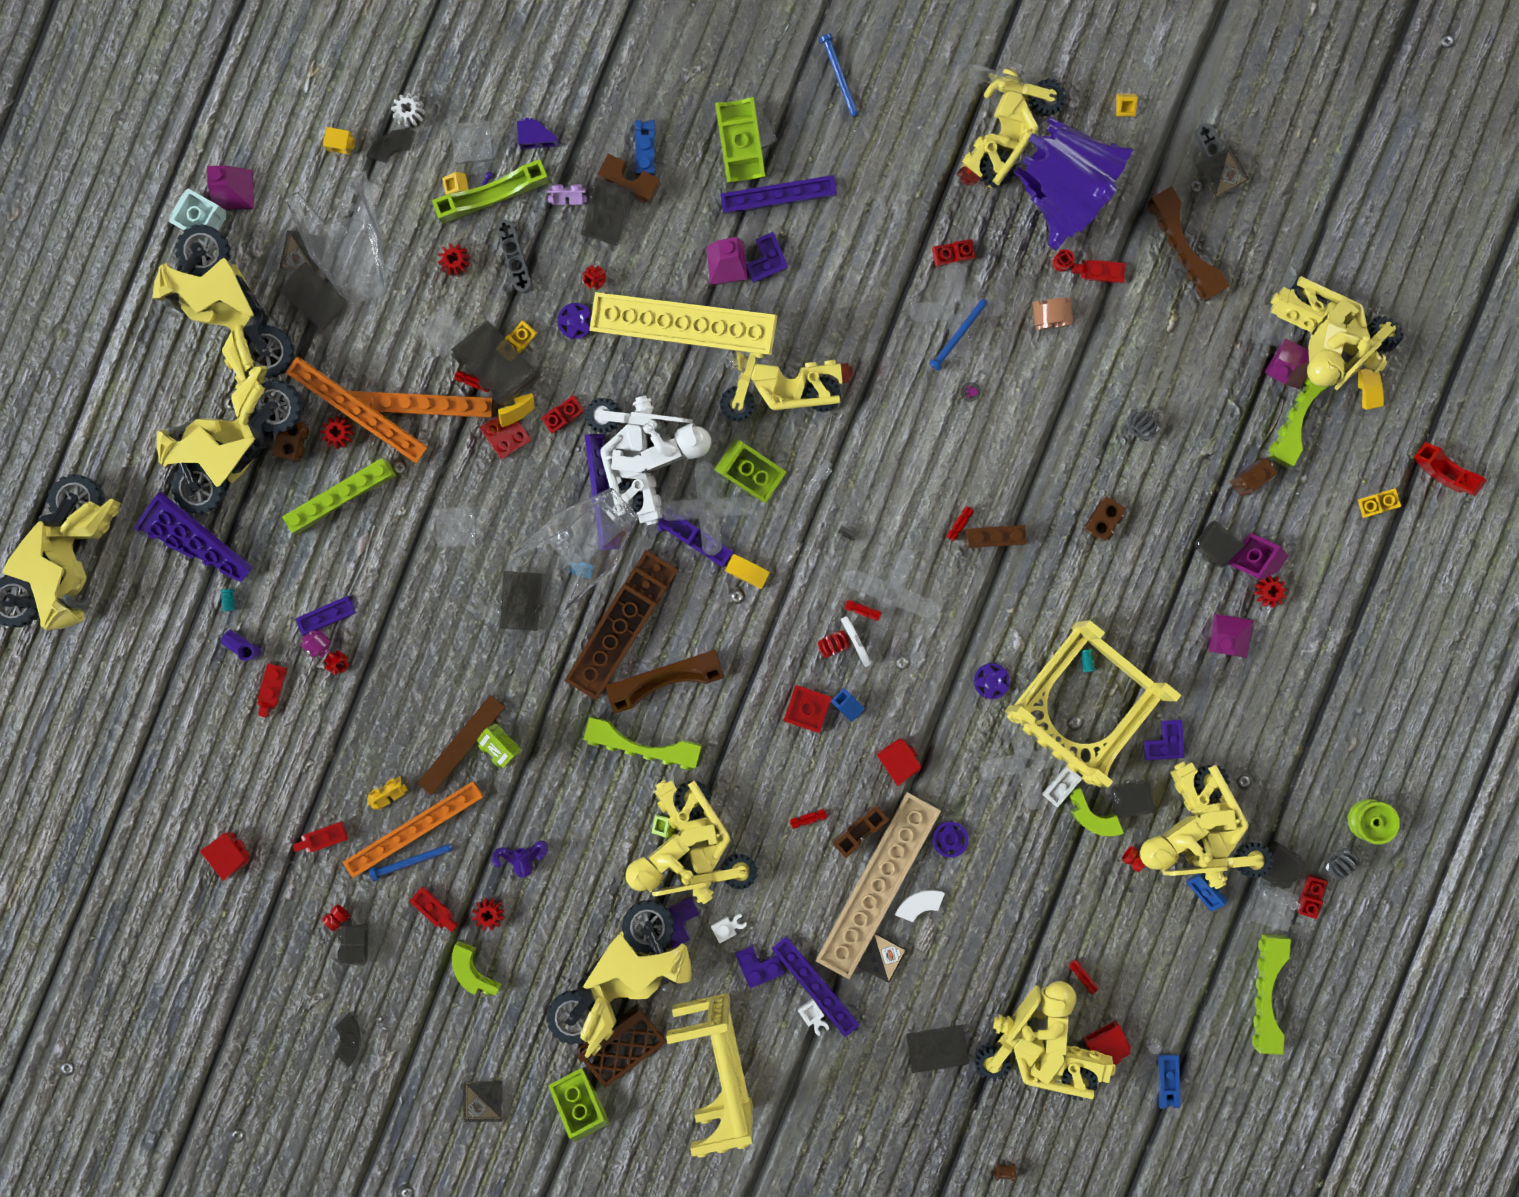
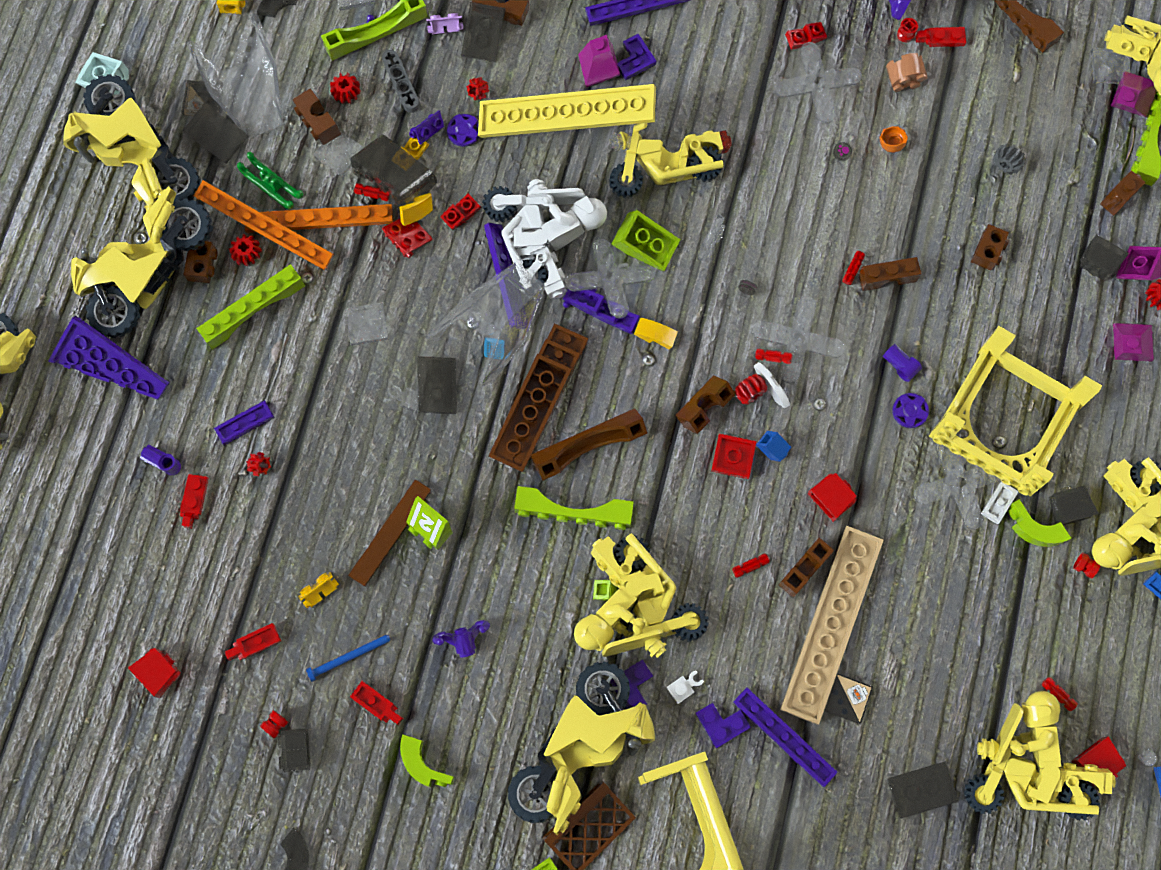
camera: 10 degrees left, 15 degrees down
(227, 599) = (144, 415): teal piece -> none
(231, 187) = (132, 48): magenta slope -> none
(316, 643) = (236, 447): magenta head -> none
(368, 358) = (270, 182): none -> green piece
(413, 278) = (322, 126): none -> reddish brown arch
(413, 829) = (347, 623): orange plate -> none
(455, 183) = (339, 22): yellow slope -> none
(496, 913) = (438, 706): red gear -> none
(541, 313) = (427, 127): none -> dark purple hinge
(773, 661) = (713, 393): none -> reddish brown arch
(812, 1015) = (786, 767): white plate -> none
(918, 903) = (876, 638): white tile -> none
(936, 364) = (806, 128): blue bar -> none
(950, 839) = (897, 569): dark purple wheel -> none
(994, 636) = (906, 366): none -> dark purple piece
(1025, 386) = (893, 139): none -> orange hair
(1084, 657) = (1004, 385): teal piece -> none
(1171, 744) = (1098, 448): dark purple plate -> none

